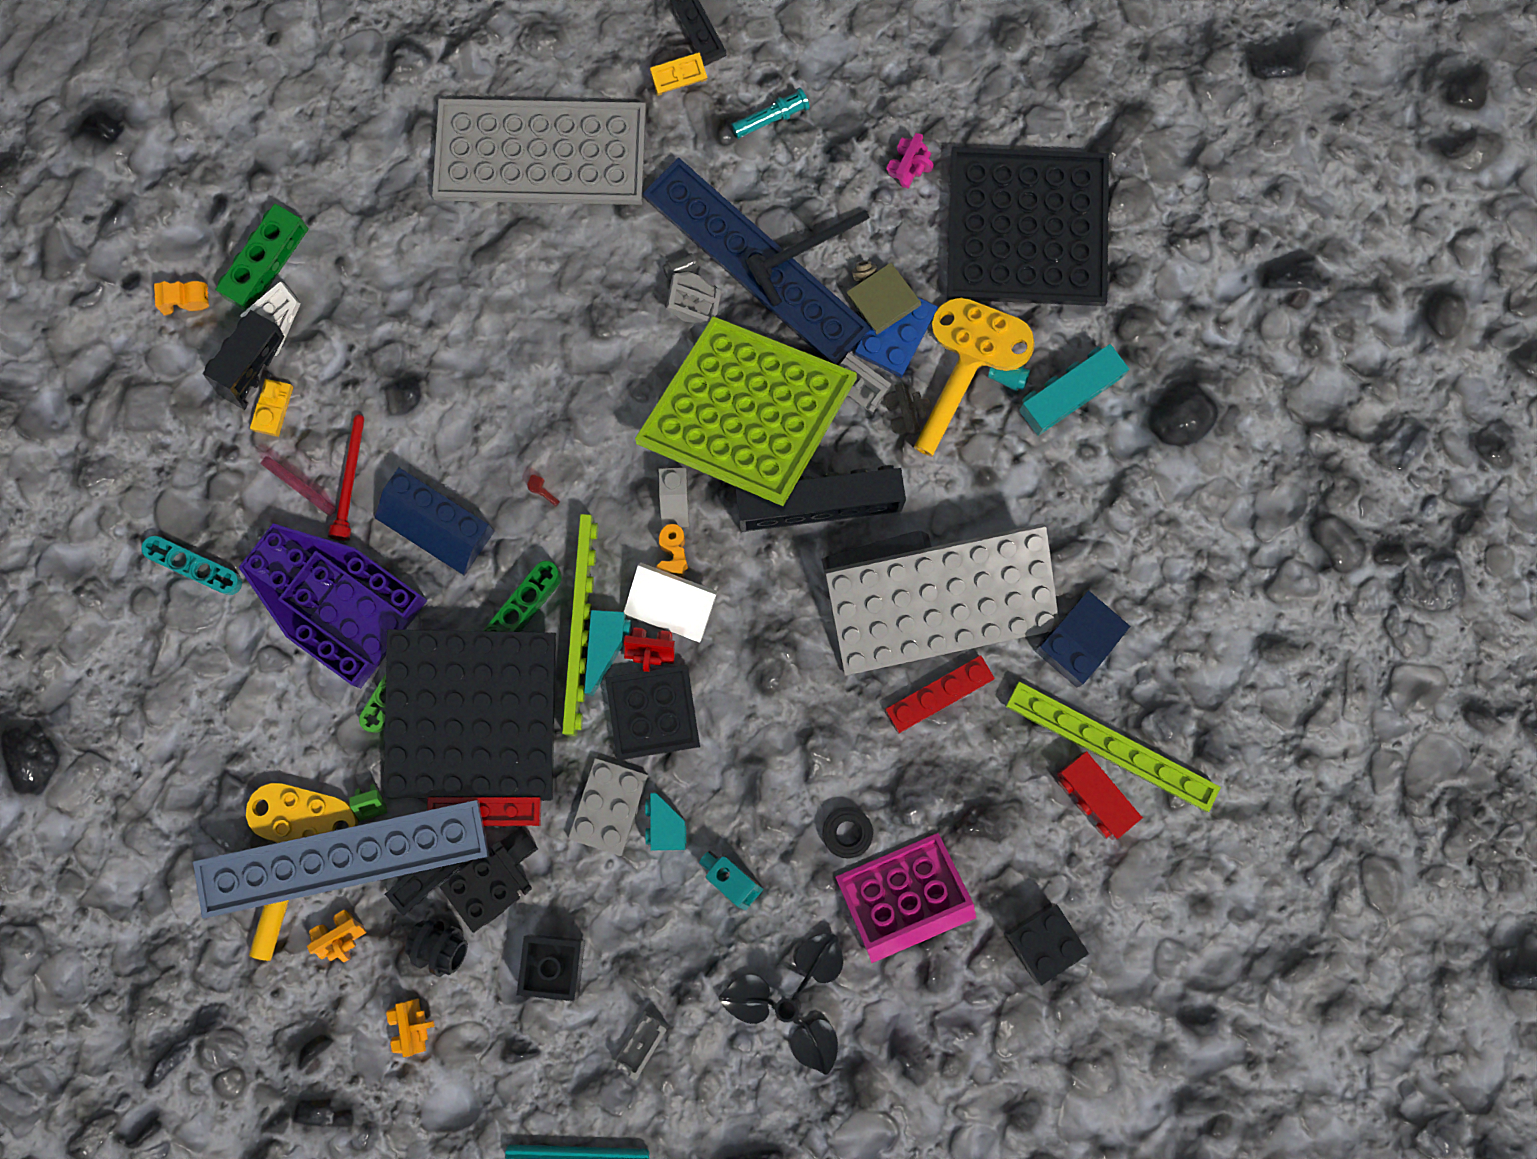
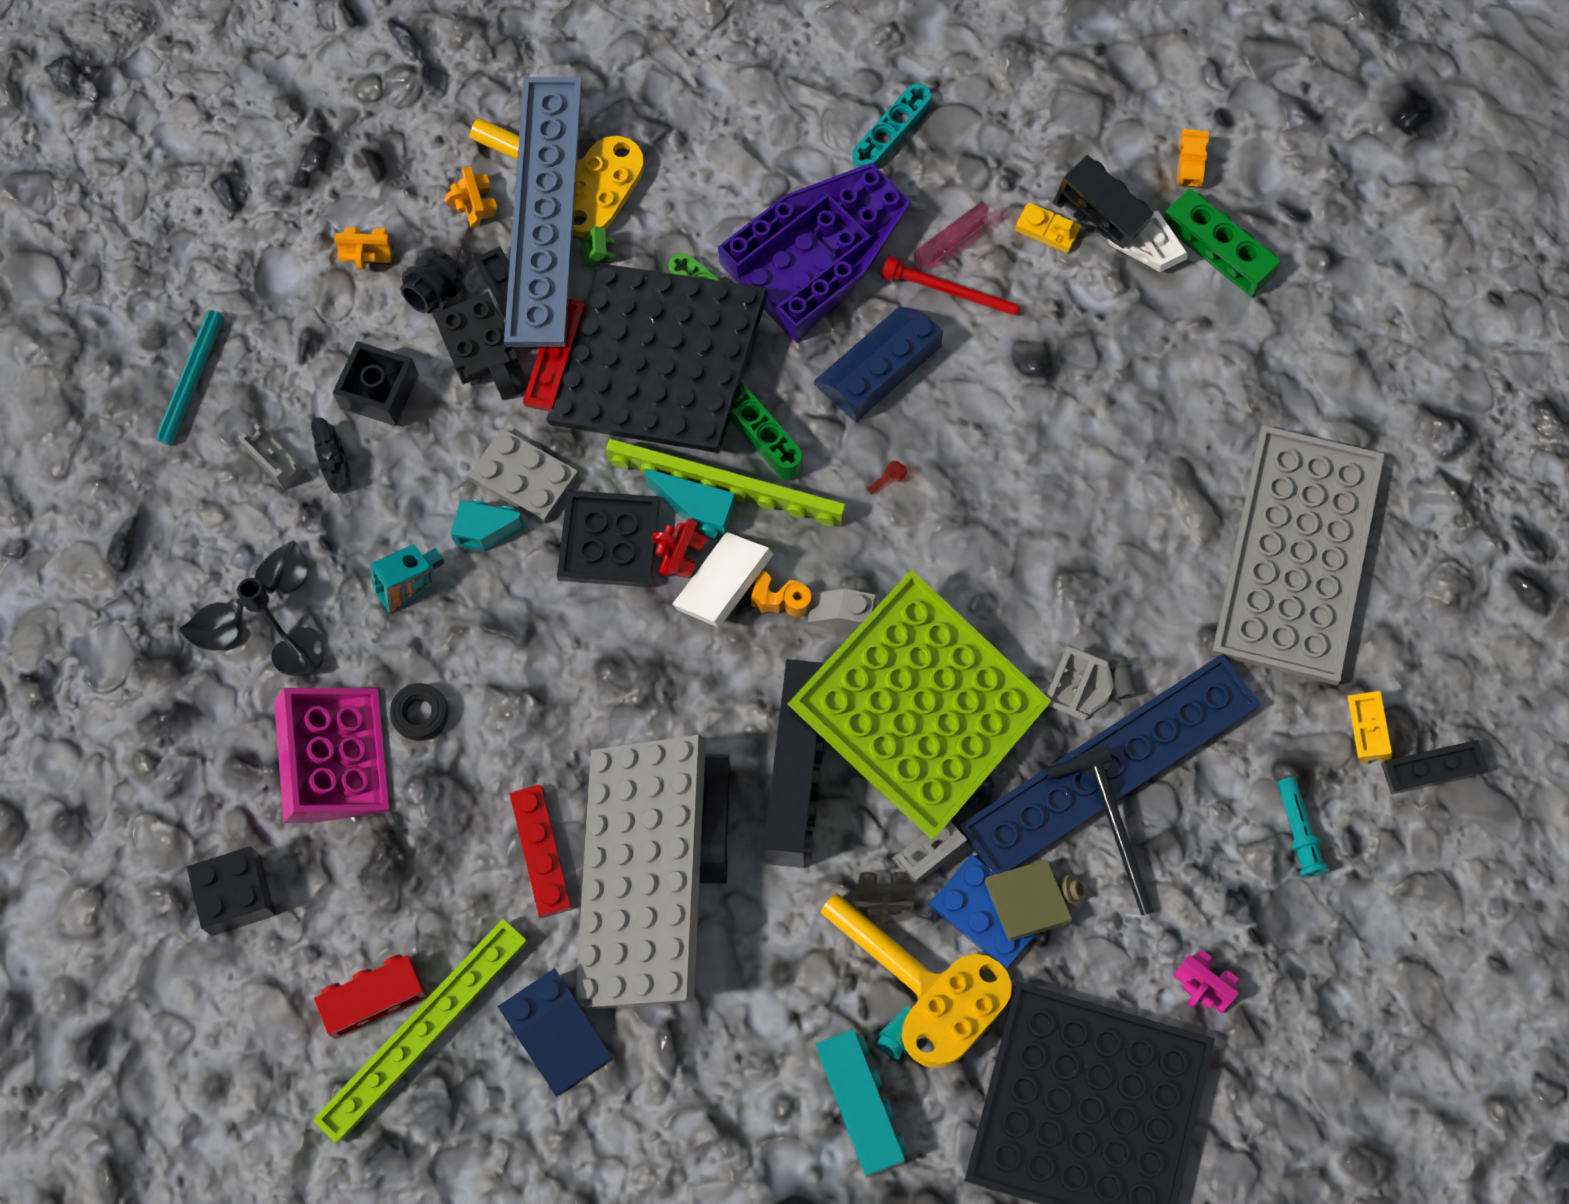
camera: 105 degrees right, 10 degrees down
(629, 989) = (330, 455): none -> black hinge

